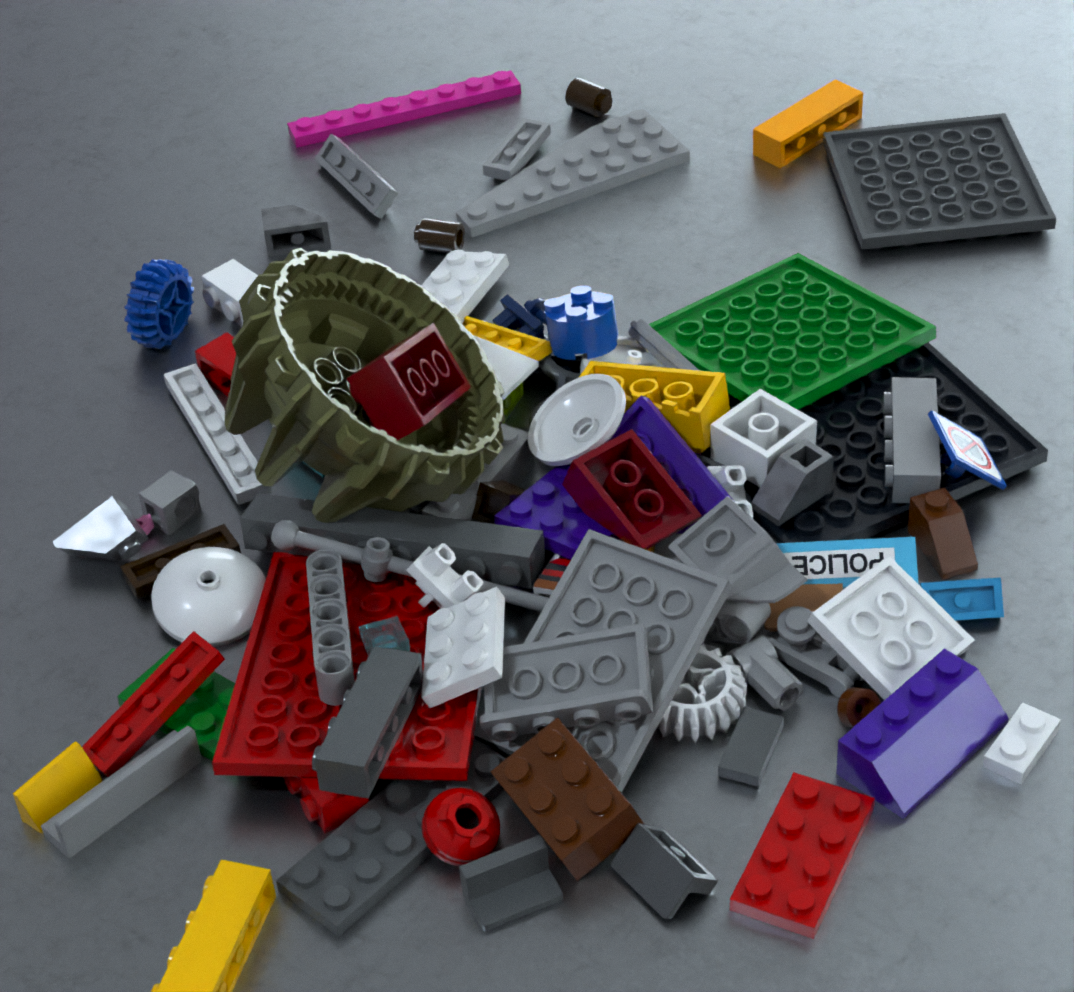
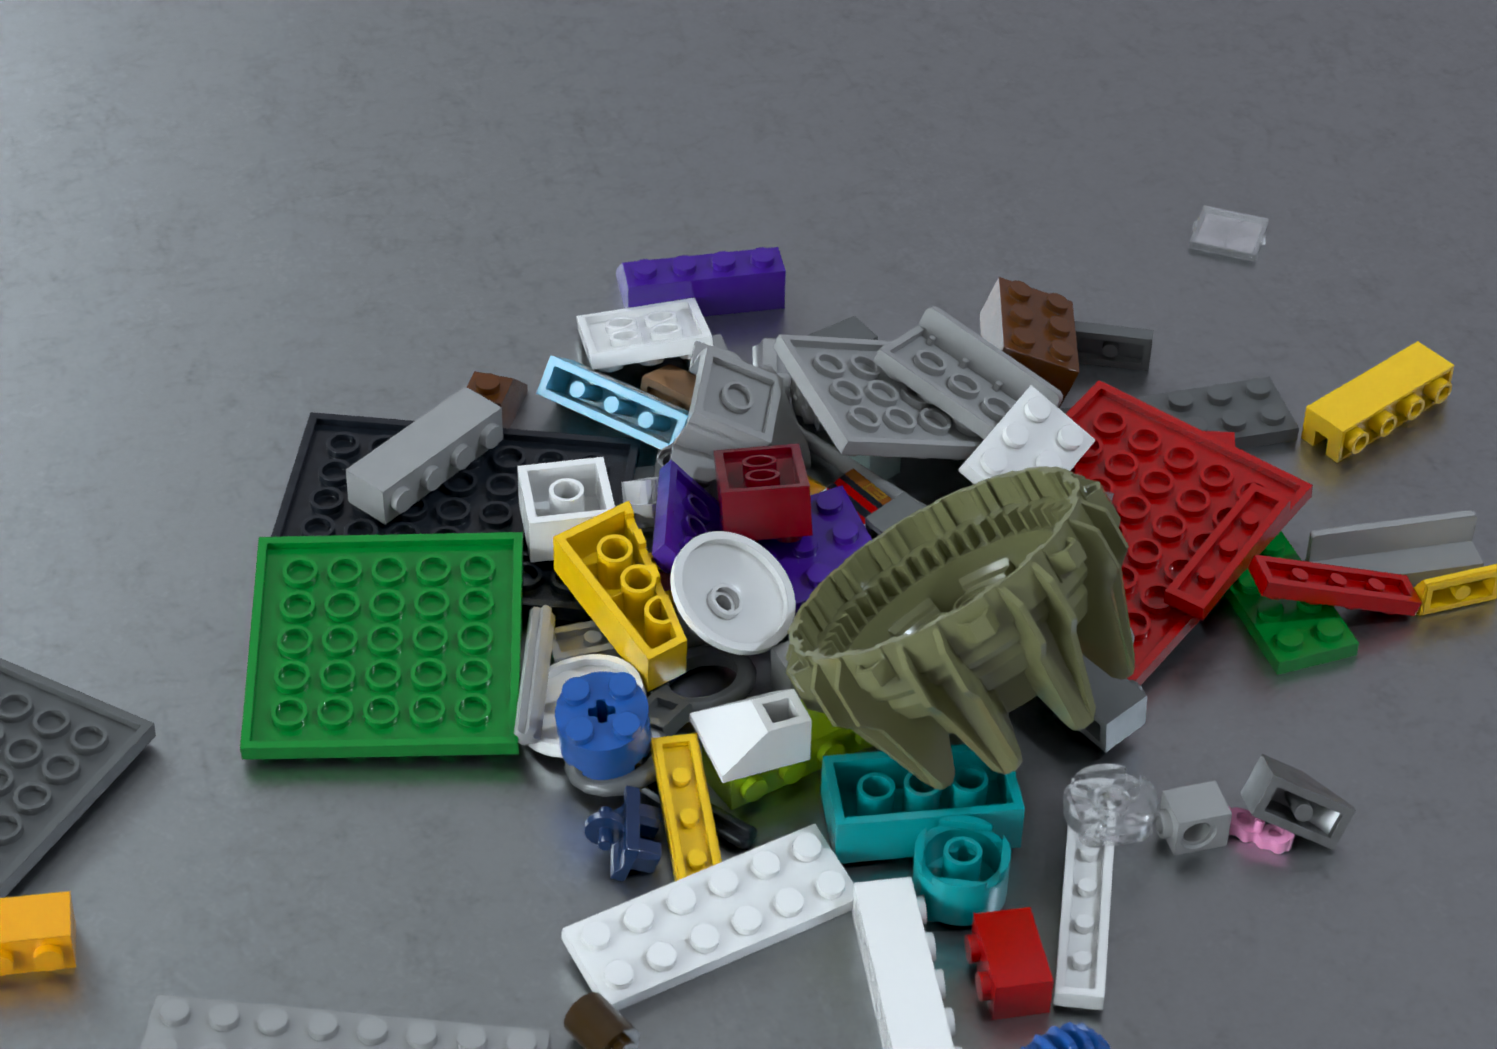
camera: 150 degrees left, 0 degrees up
(143, 572) = (1214, 747): dark brown plate -> none
(215, 610) = (1212, 692): white dish -> none
(224, 476) = (1110, 826): none -> clear plate
(247, 661) = (1227, 551): none -> red plate
(329, 626) = (1147, 516): light grey beam -> none
(368, 722) = (1157, 429): dark grey brick -> none
(409, 383) = (924, 571): dark red brick -> none
(449, 839) = (1125, 375): red piece -> none
(661, 869) = (972, 288): dark grey panel -> none
(794, 482) = (584, 442): flat silver slope -> none
(802, 855) = (870, 267): red plate -> none
(856, 705) = (727, 317): reddish brown tile -> none
(965, 452) = (402, 410): piece -> none
(968, 597) = (528, 352): dark azure panel -> none
(1021, 743) = (610, 251): white plate -> none

